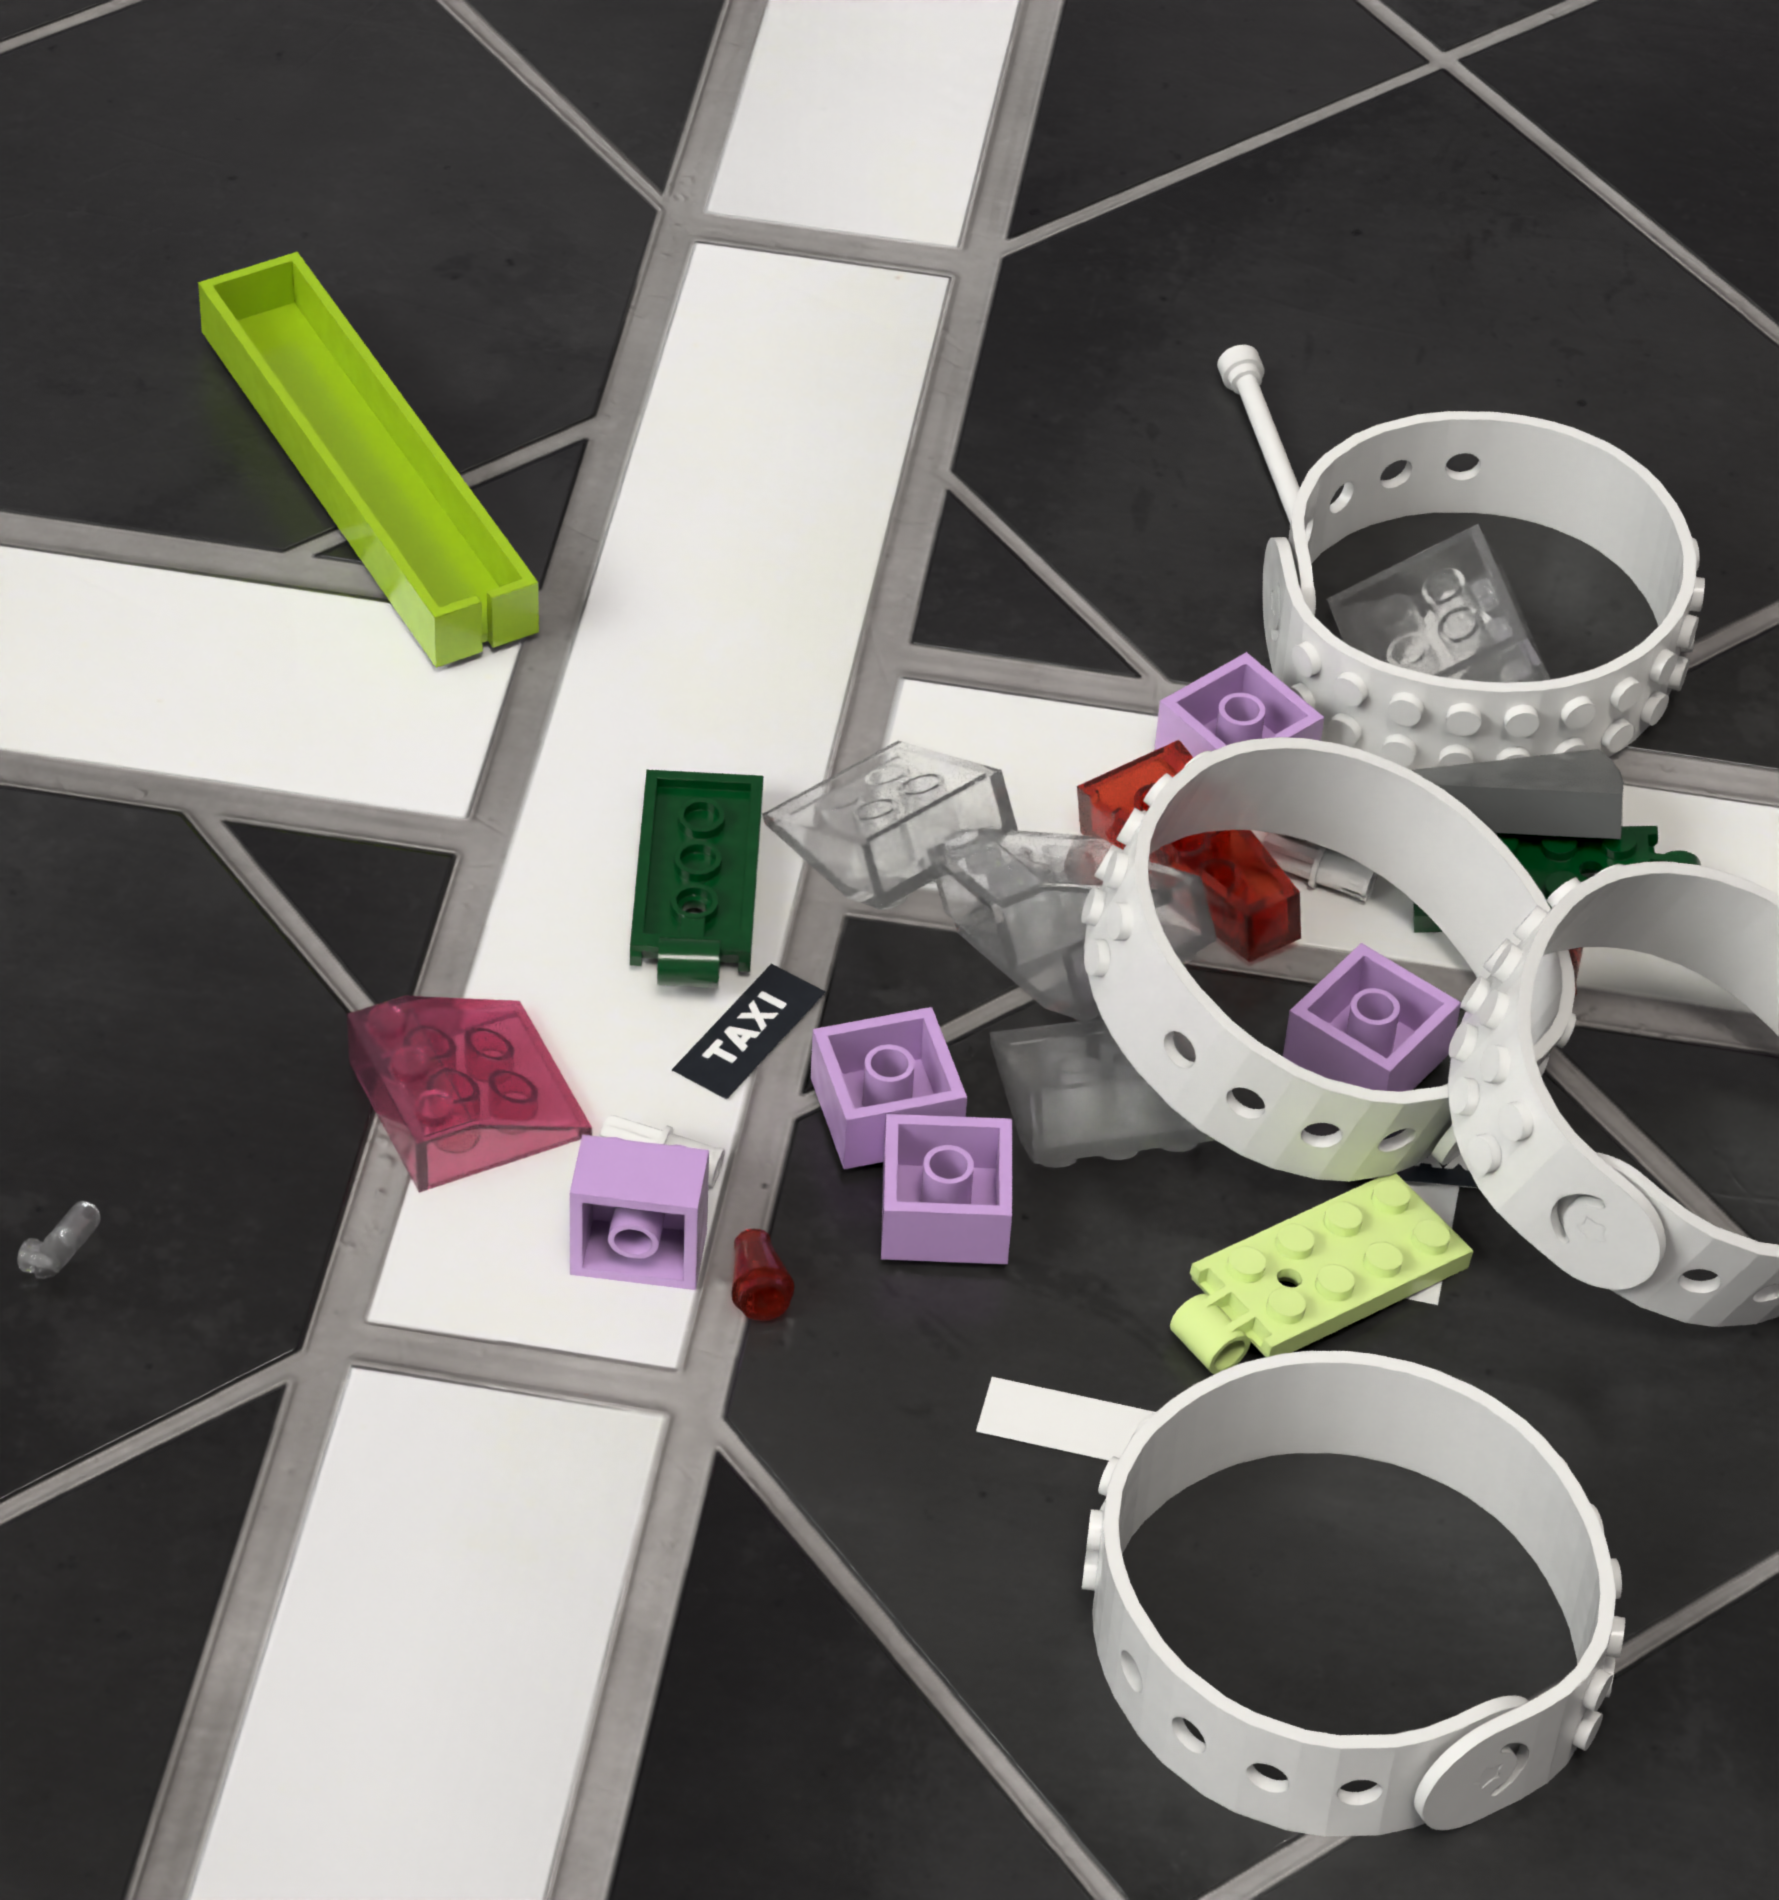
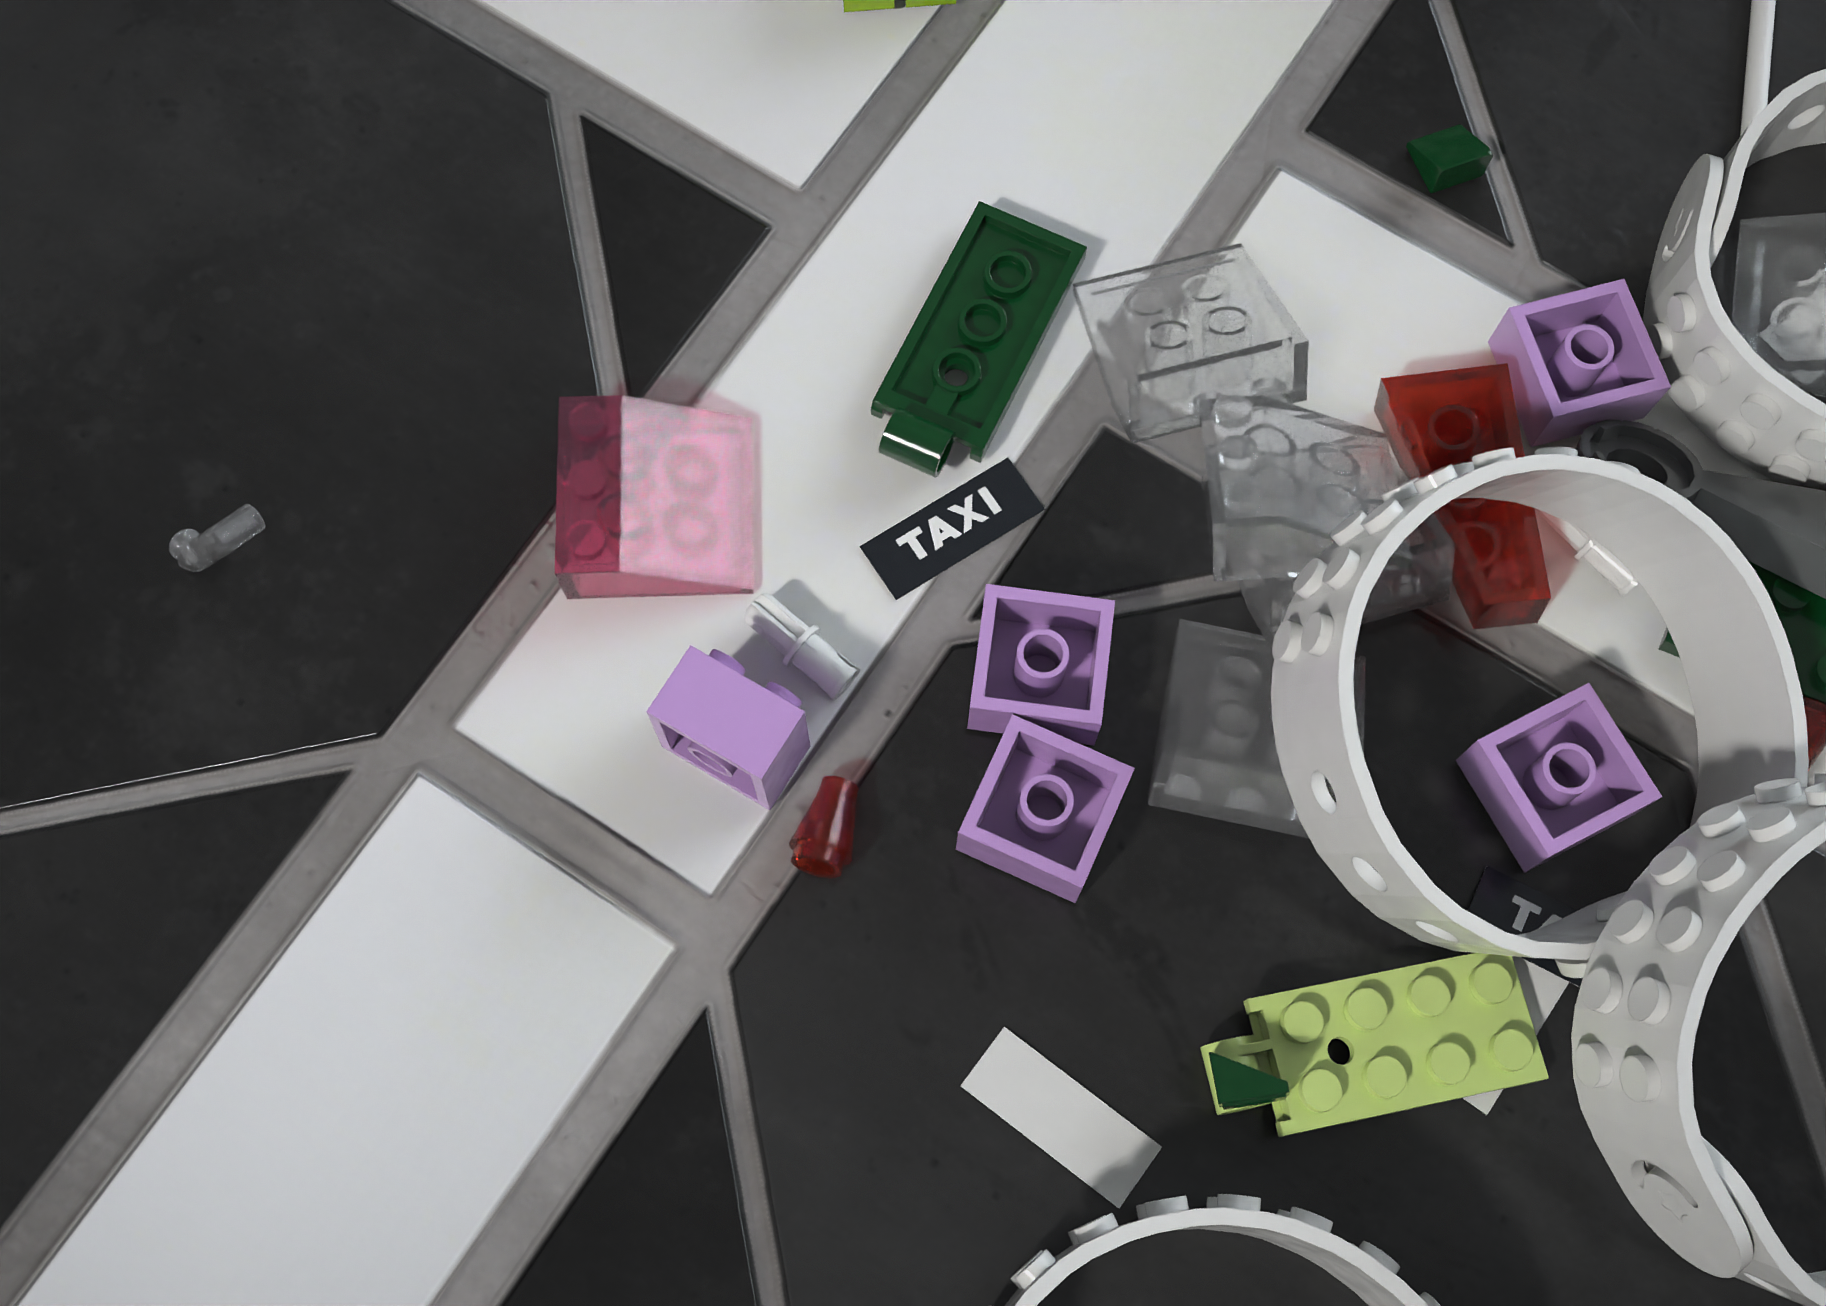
camera: 25 degrees right, 25 degrees up
(1051, 624) = (1449, 157): none -> dark green slope
(1220, 1307) = (1243, 1085): none -> dark green slope

